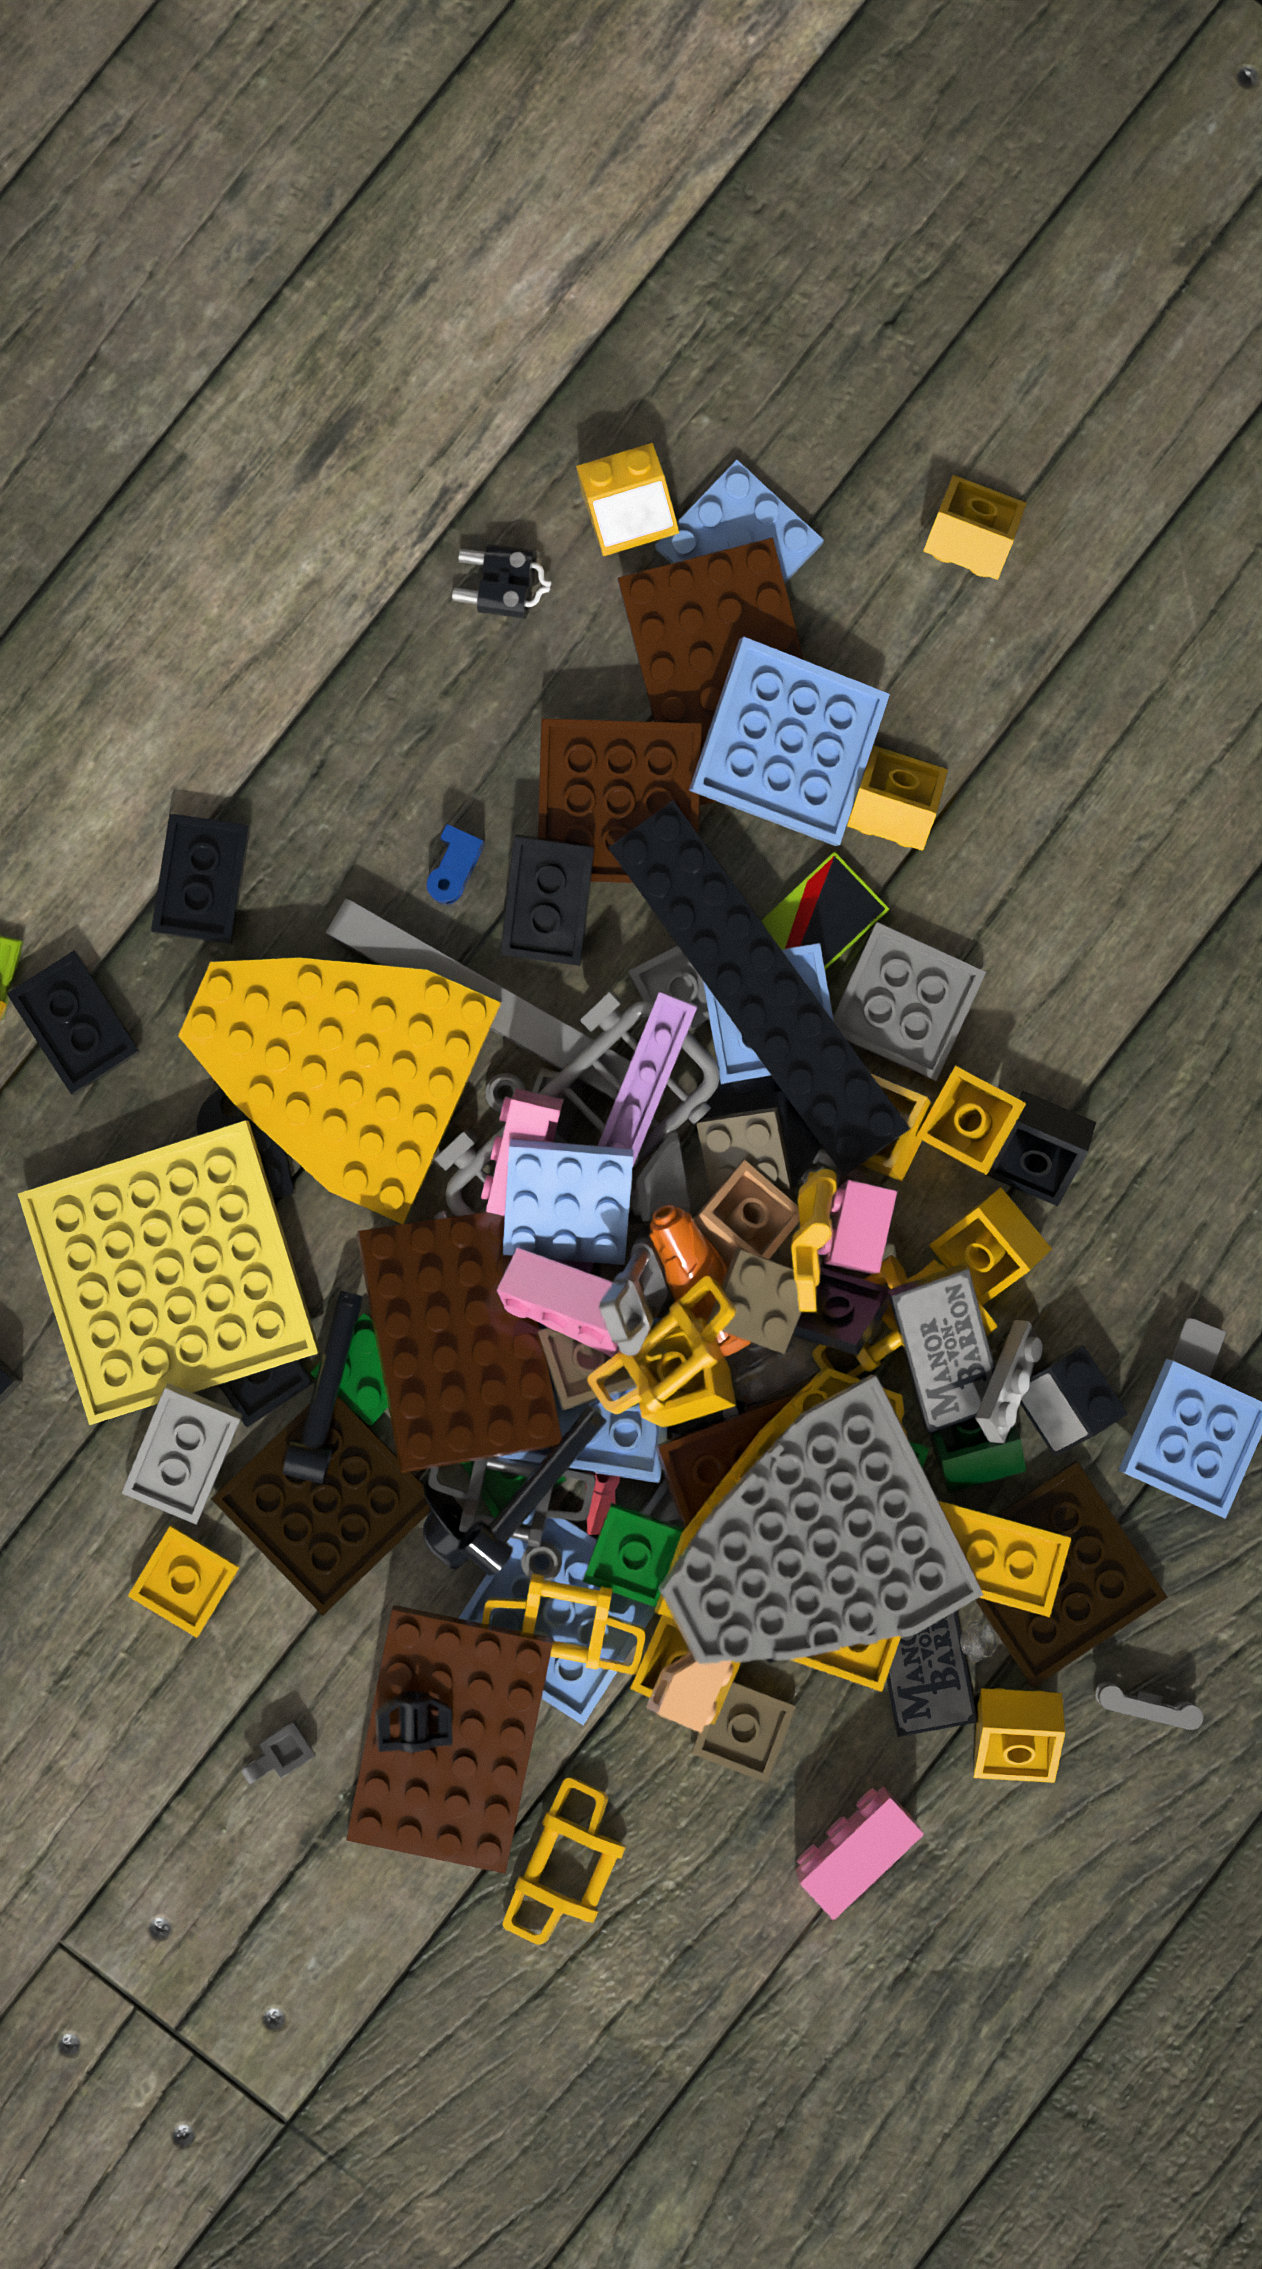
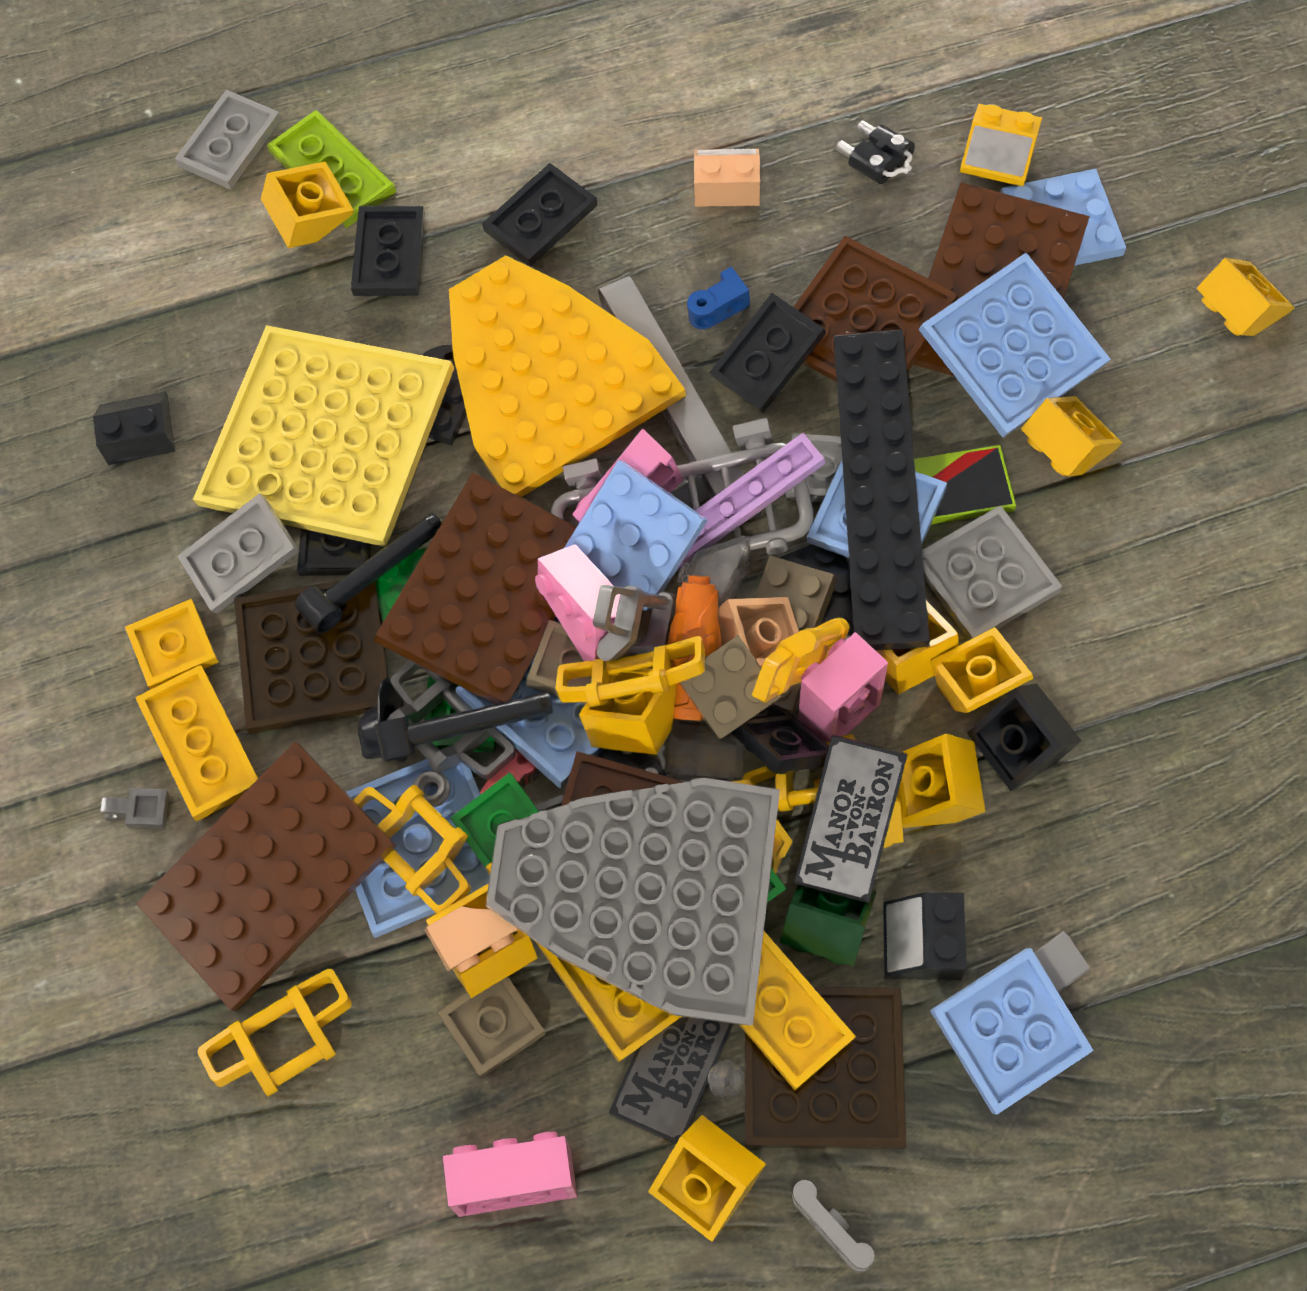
camera: 40 degrees right, 20 degrees down
(284, 1656) = (198, 742): none -> yellow plate
(361, 705) = (727, 177): none -> light nougat slope
(413, 1723) = (246, 832): black piece -> none
(1009, 1381) = (884, 883): light grey plate -> none

